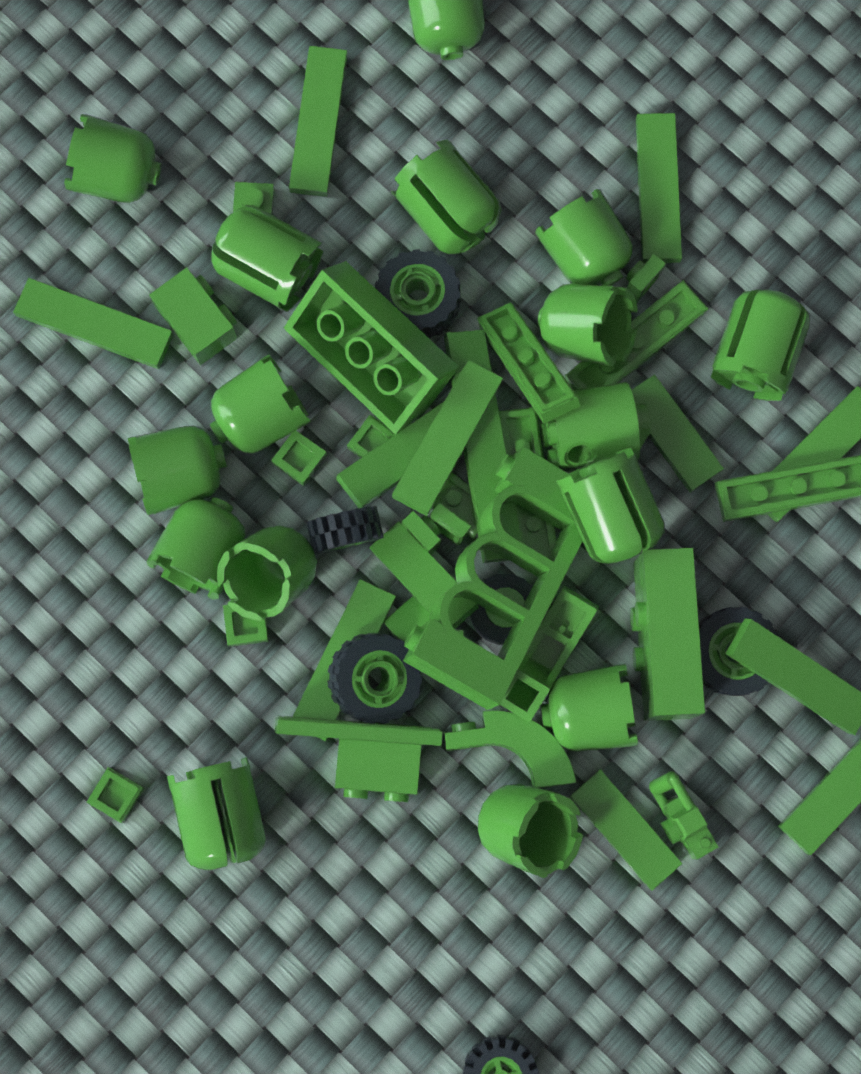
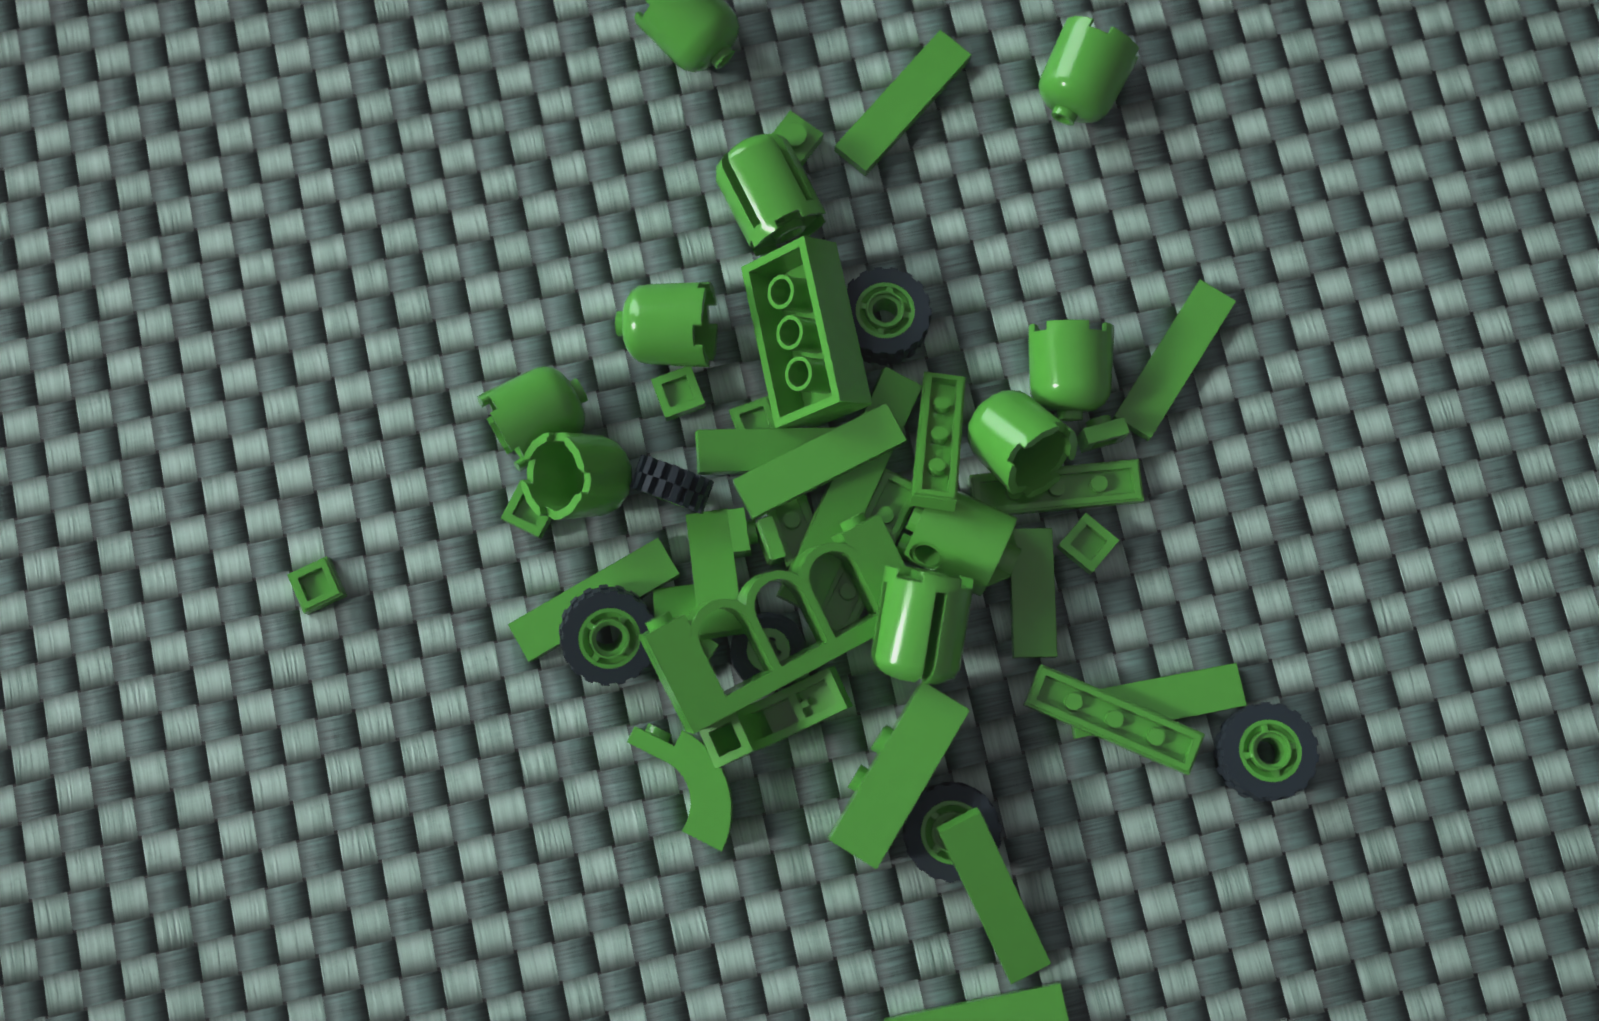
camera: 35 degrees right, 0 degrees up
(93, 323) = (581, 157): bright green tile -> none
(176, 466) = (560, 329): bright green cylinder -> none
(194, 315) = (672, 206): bright green brick -> none
(200, 821) = (367, 653): bright green cylinder -> none
(358, 730) = (560, 671): bright green tile -> none
(378, 768) = (557, 718): bright green brick -> none
(448, 199) = (968, 246): bright green cylinder -> none
(530, 828) = (650, 865): bright green cylinder -> none
(591, 710) = (782, 796): bright green cylinder -> none
(625, 830) = (741, 925): bright green tile -> none
(683, 817) = (799, 950): bright green piece -> none
(688, 368) = (1087, 543): none -> bright green plate
(761, 344) = (1169, 564): bright green cylinder -> none

